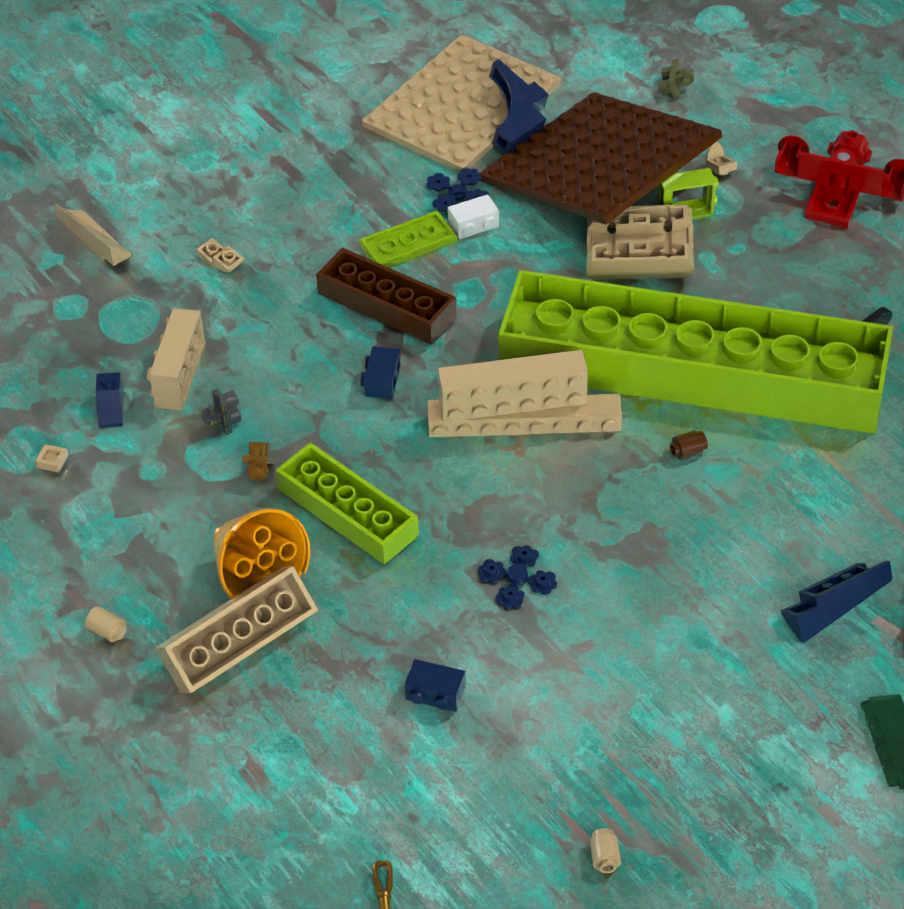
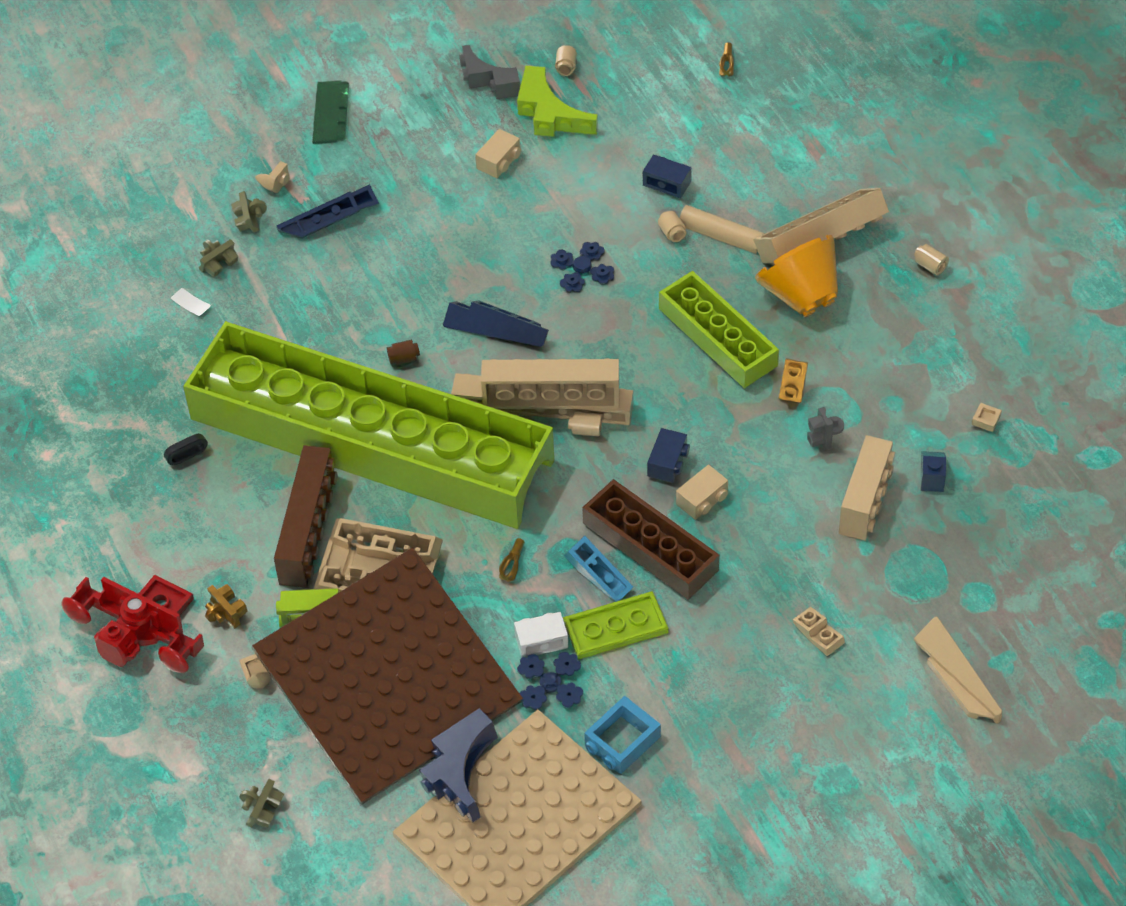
camera: 170 degrees left, 5 degrees up
(342, 349) = (702, 492): none -> tan brick
(358, 638) = (720, 228): none -> tan brick
(385, 174) = (636, 717): none -> dark azure window
(418, 627) = (672, 226): none -> tan brick
(439, 272) = (598, 569): none -> dark azure slope
(522, 259) = (514, 555): none -> pearl gold piece
(597, 494) = (494, 322): none -> dark blue wedge
(602, 762) = (548, 111): none -> lime arch
(655, 696) = (498, 153): none -> tan brick
(681, 805) = (480, 74): none -> dark grey arch
(723, 255) = (305, 517): none -> reddish brown brick
(771, 202) = (220, 606): none -> pearl gold hips

